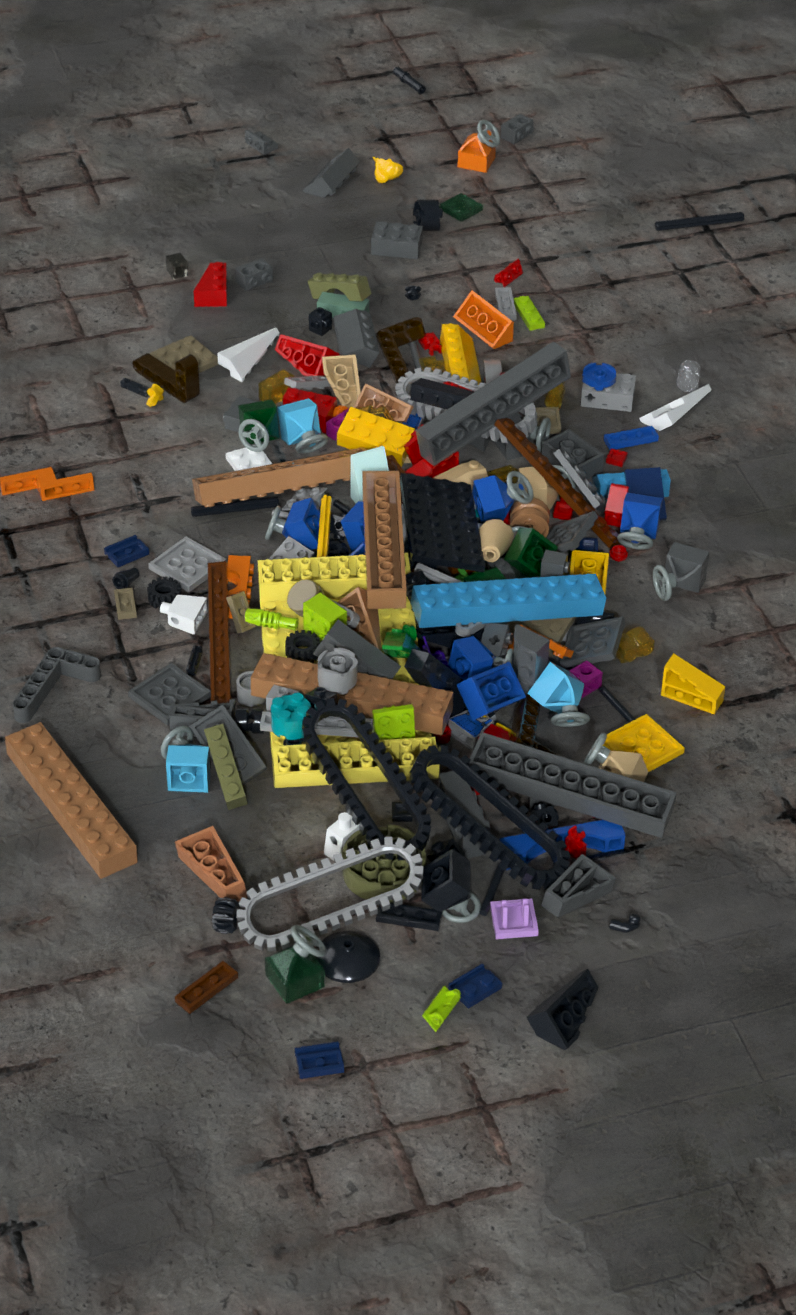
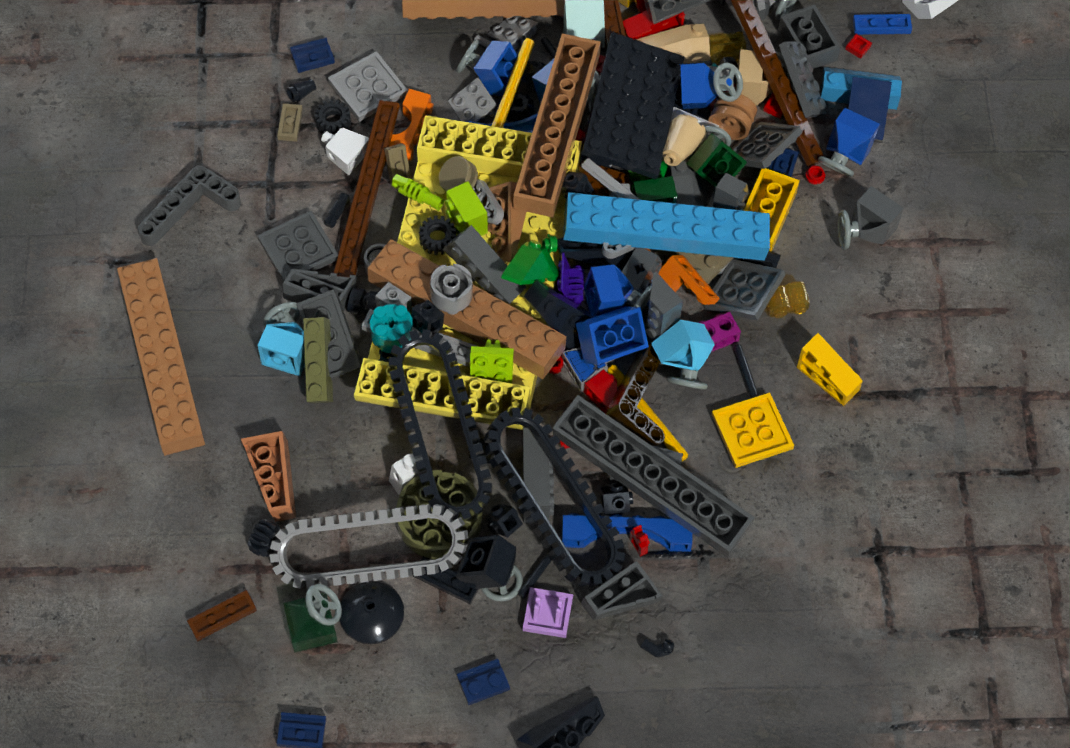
camera: 15 degrees right, 20 degrees up
(235, 506) = (442, 22): black axle -> none
(441, 1007) = (439, 701): lime hinge -> none
(614, 504) = (829, 114): slope -> none
(618, 762) = (710, 461): tan piece -> none

